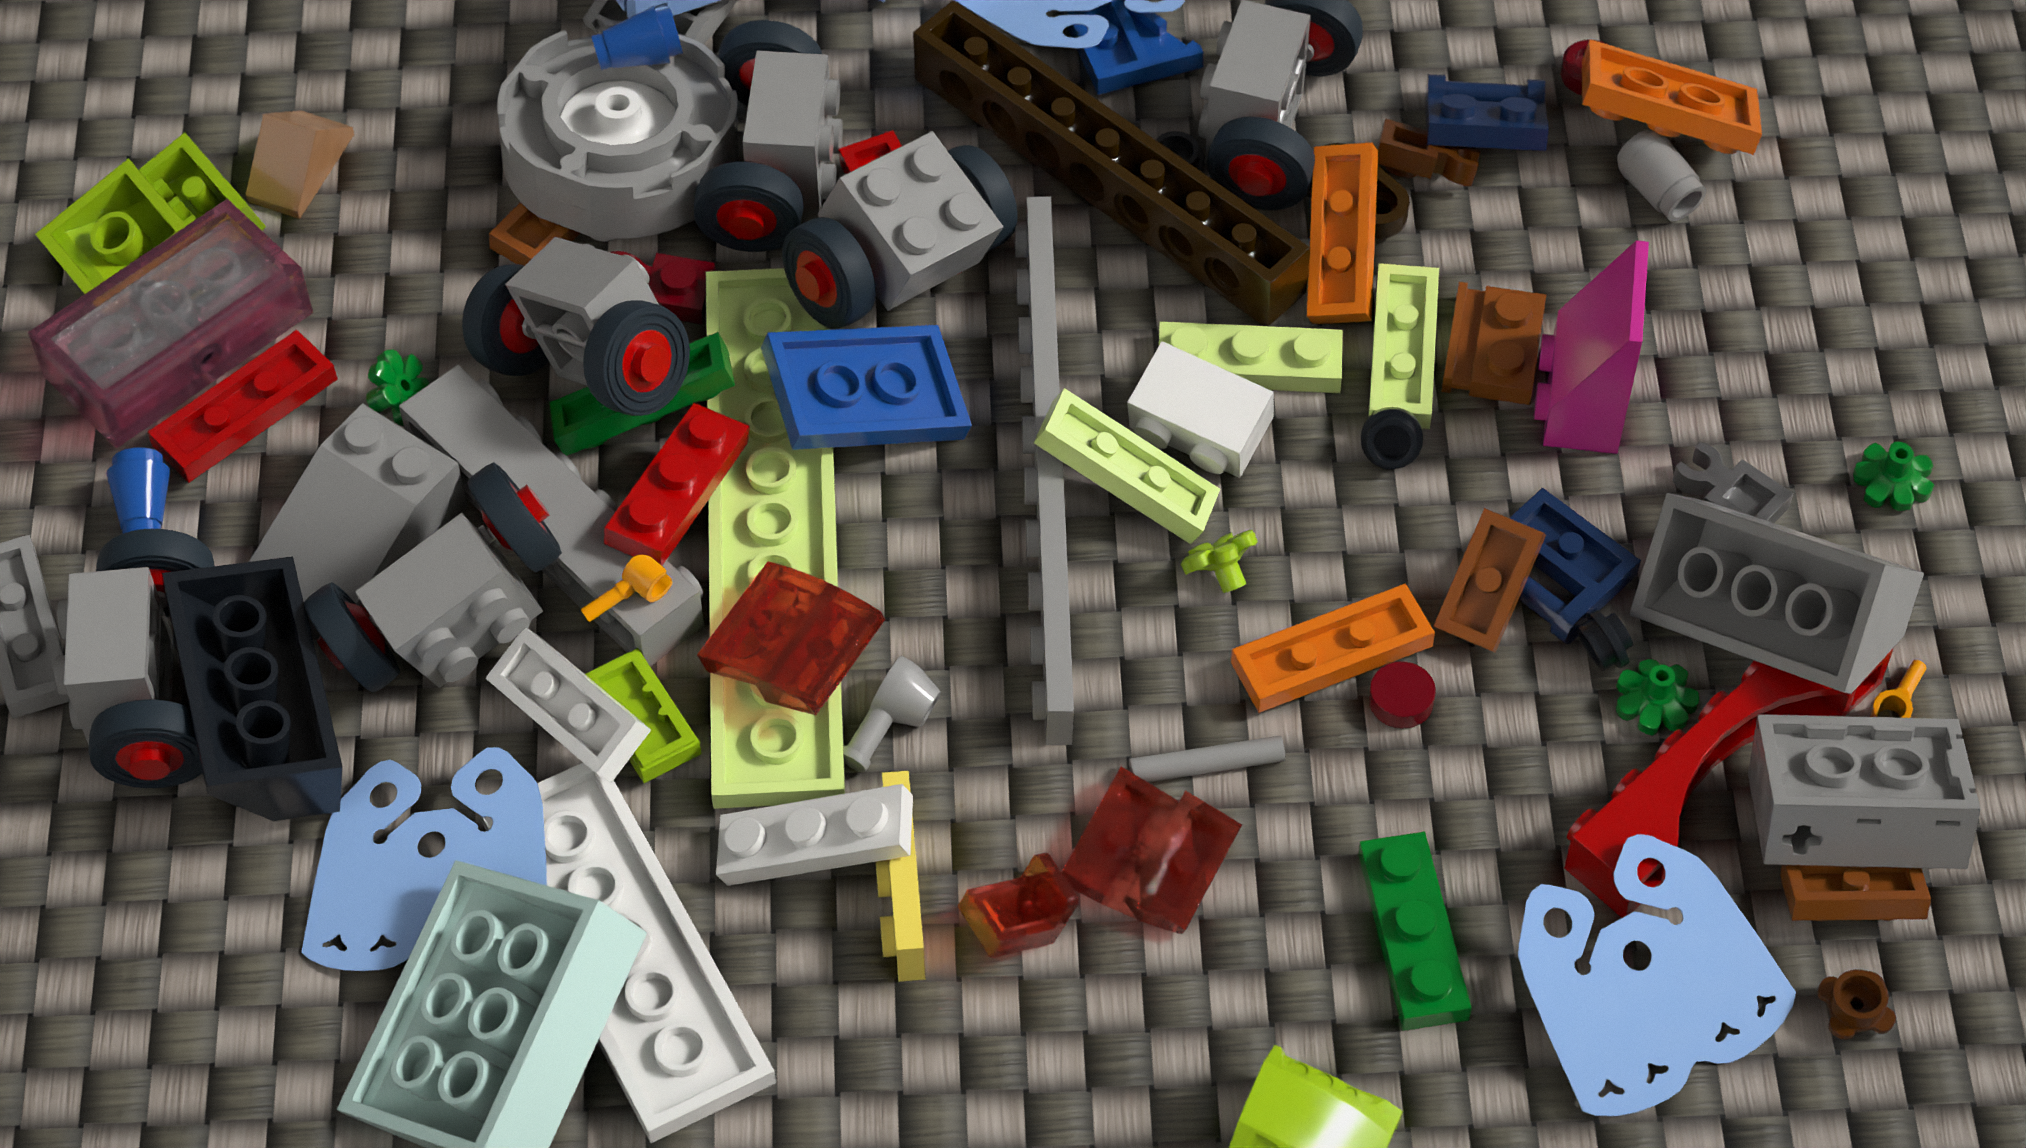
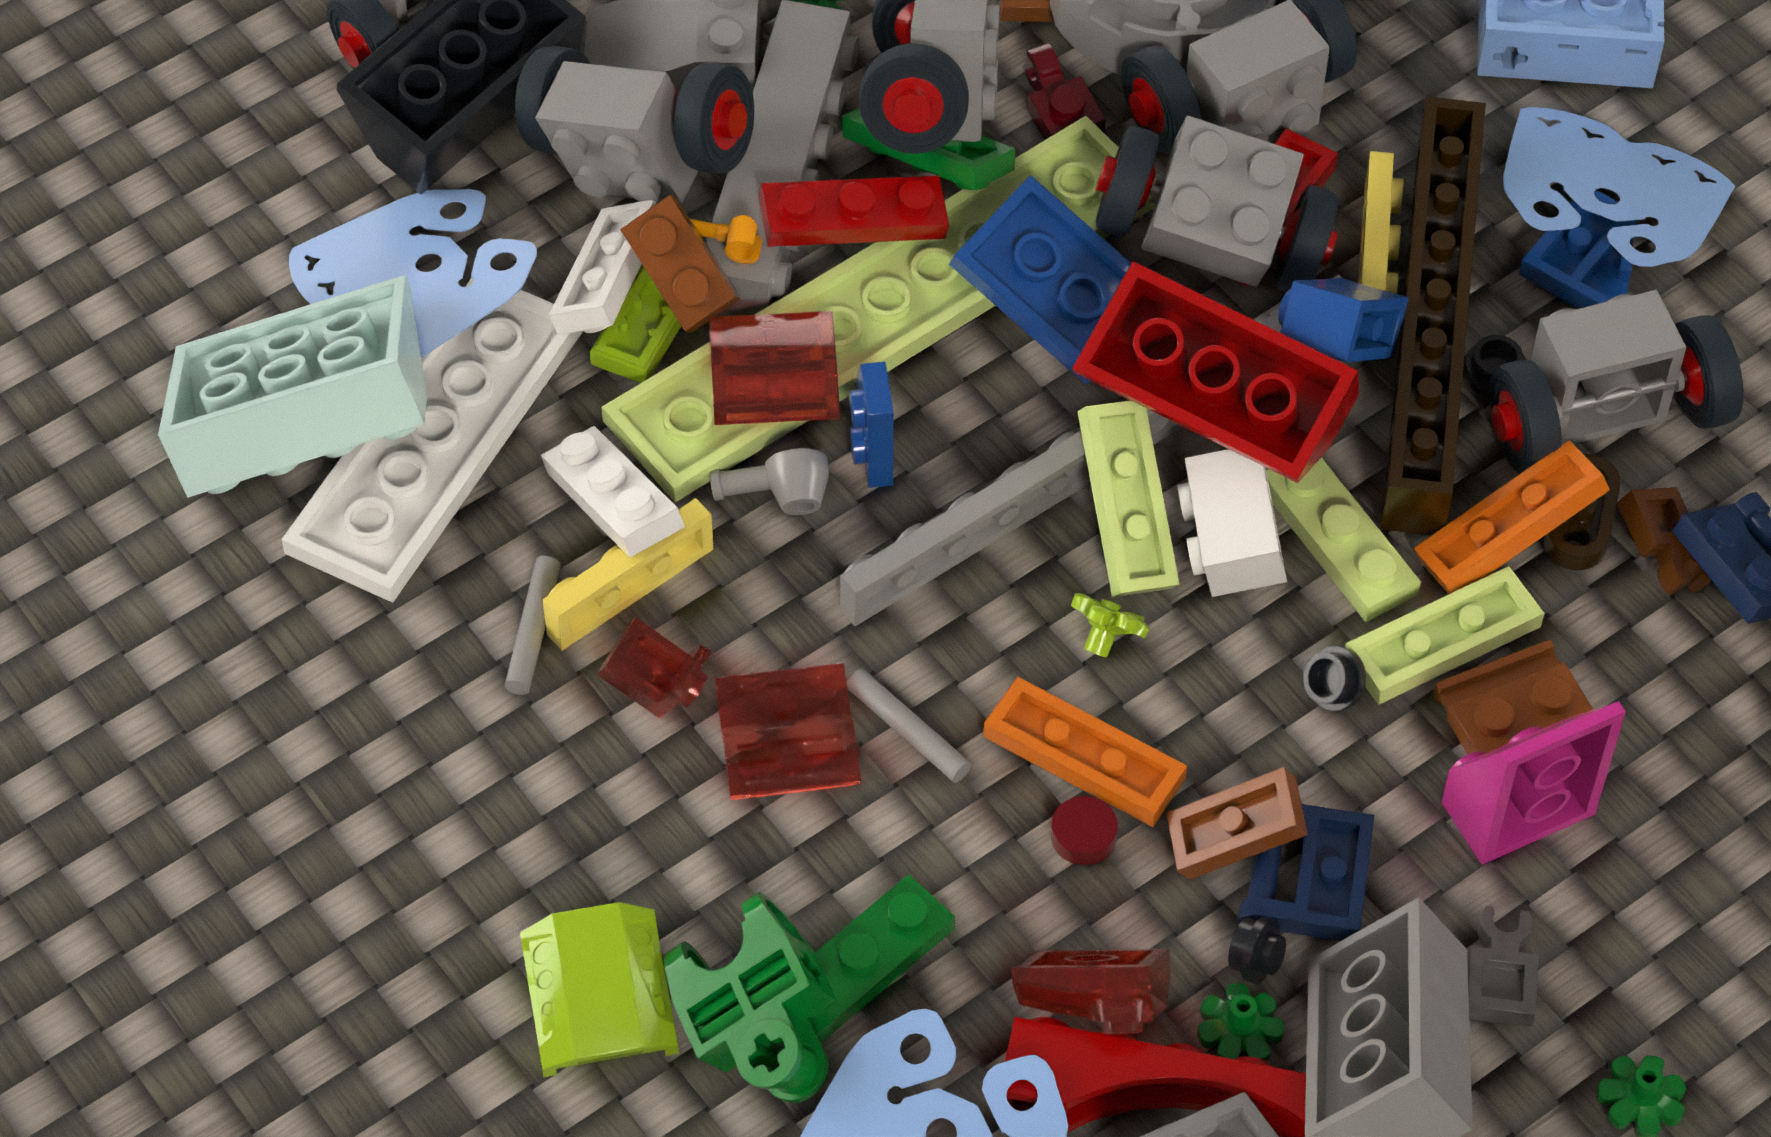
camera: 55 degrees right, 0 degrees up
(628, 641) = (680, 264): none -> dark orange plate
(887, 984) = (531, 626): none -> light grey piece
(909, 593) = (872, 424): none -> blue wing
(1026, 172) = (1378, 237): none -> light yellow plate
(1085, 321) = (1219, 373): none -> red slope
(1099, 211) = (1343, 318): none -> blue brick
(1453, 1013) = (757, 1005): none -> green piece
(1575, 759) = (1101, 984): none -> clear red slope

